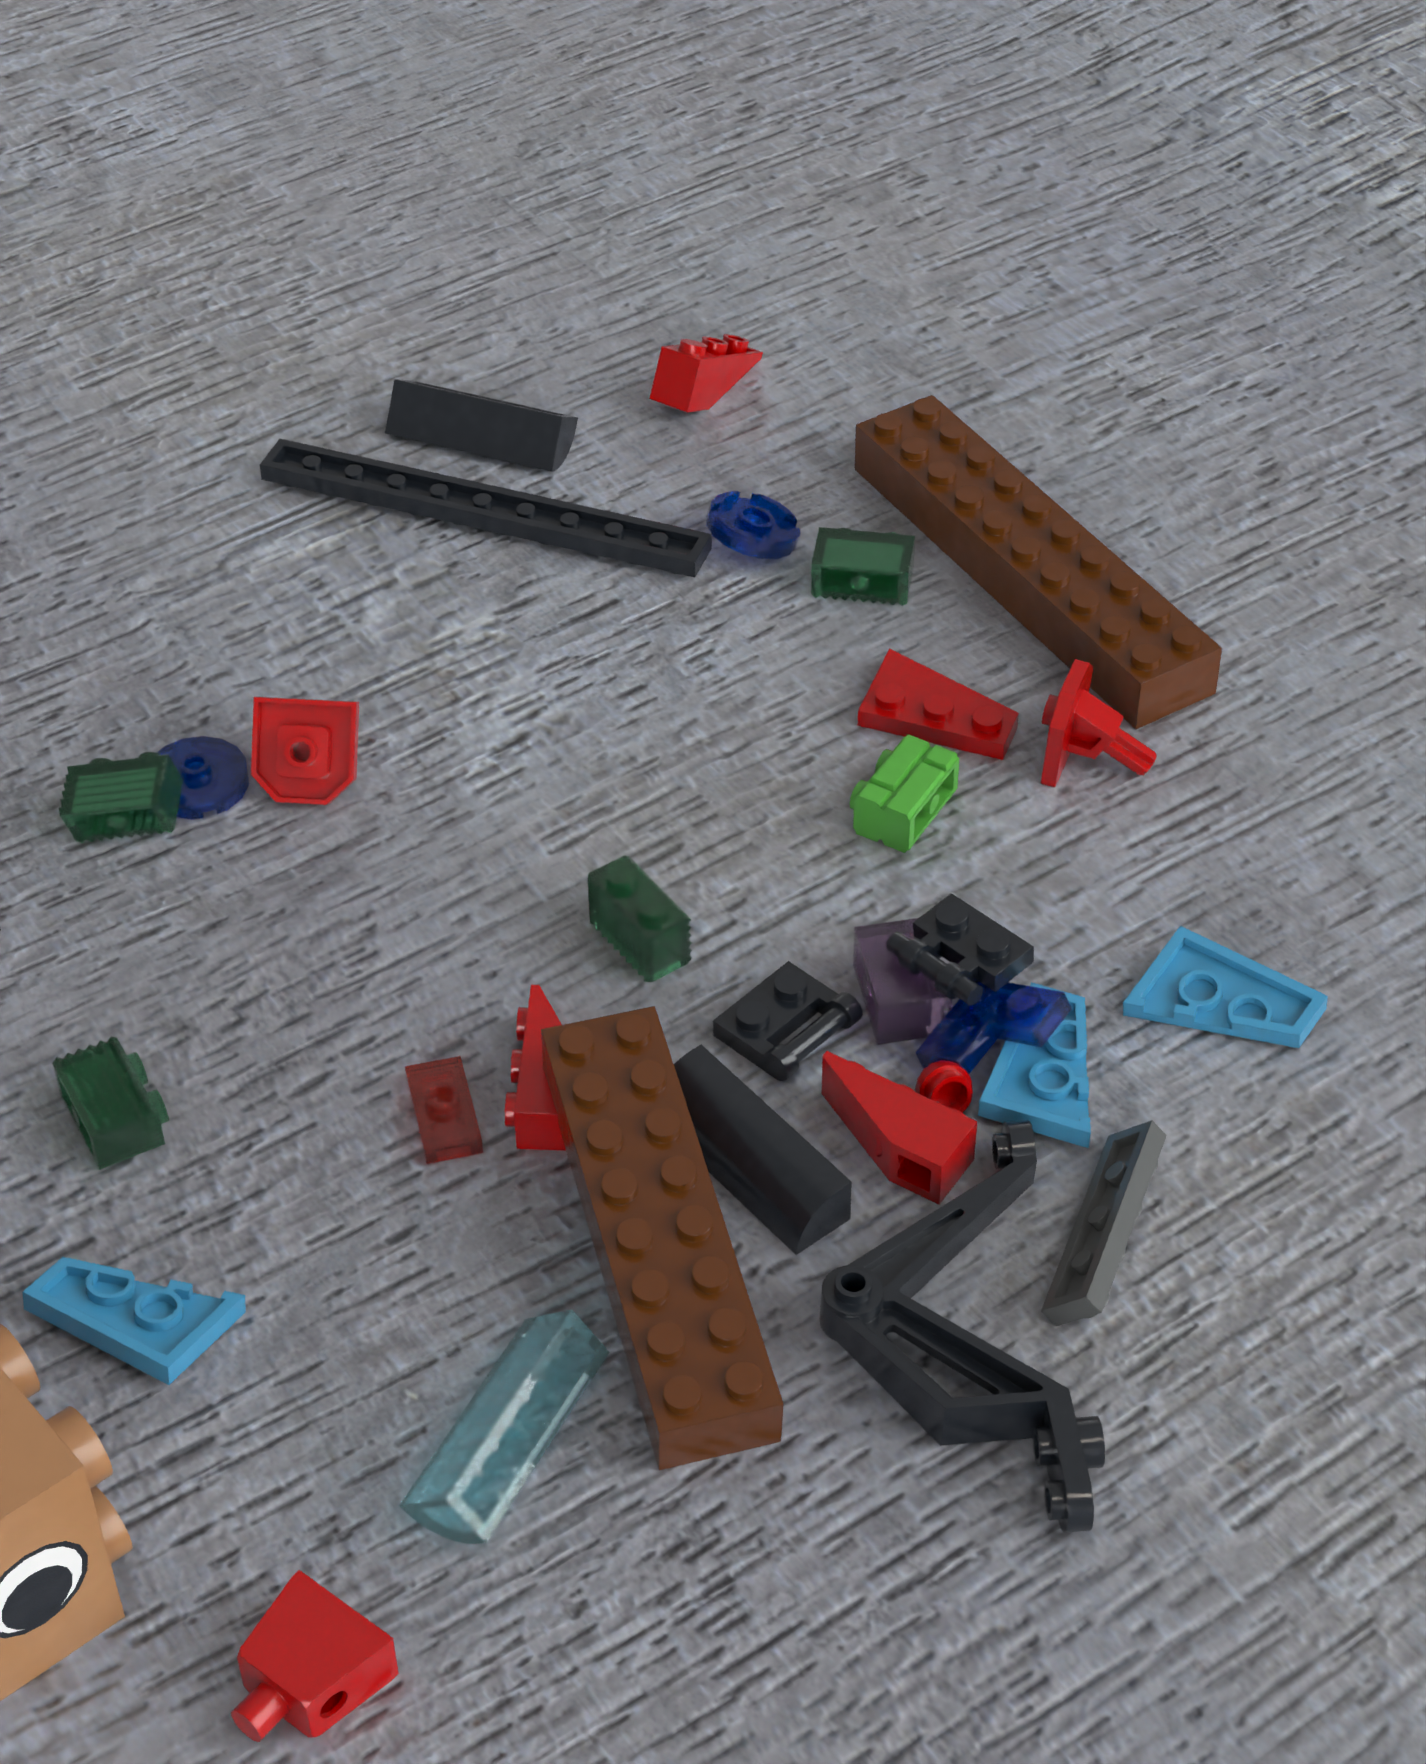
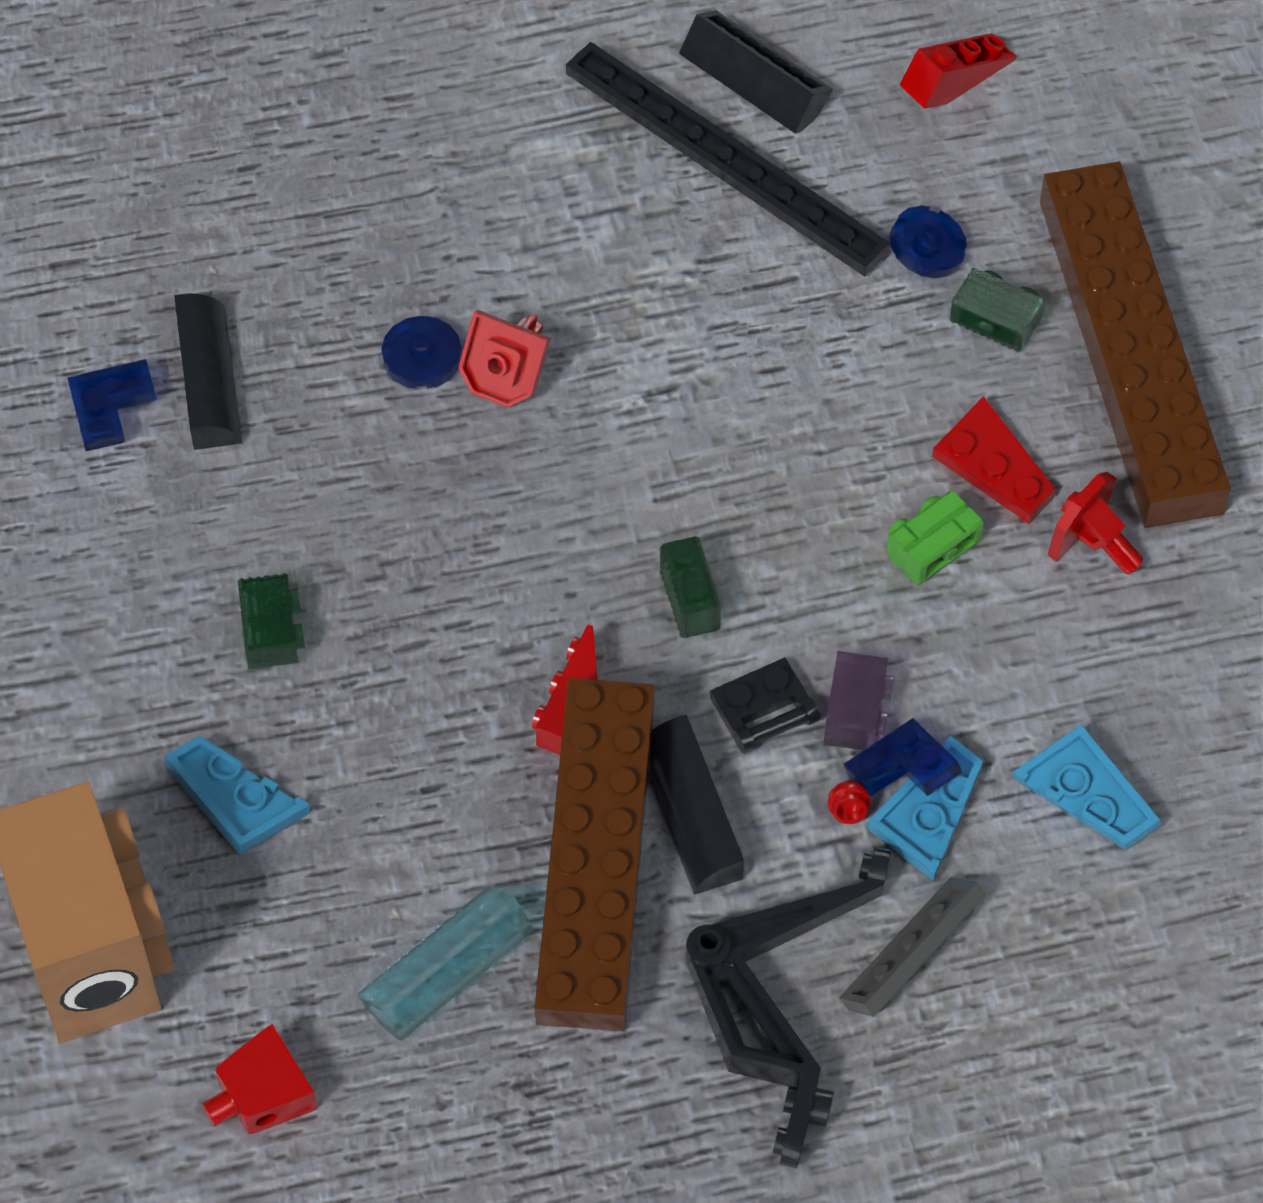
camera: 20 degrees right, 15 degrees up
(121, 797) = (357, 360): clear green brick -> none
(443, 1109) = (495, 699): clear red plate -> none
(903, 1132) = (807, 833): red slope -> none
(971, 943) = (911, 694): black plate -> none

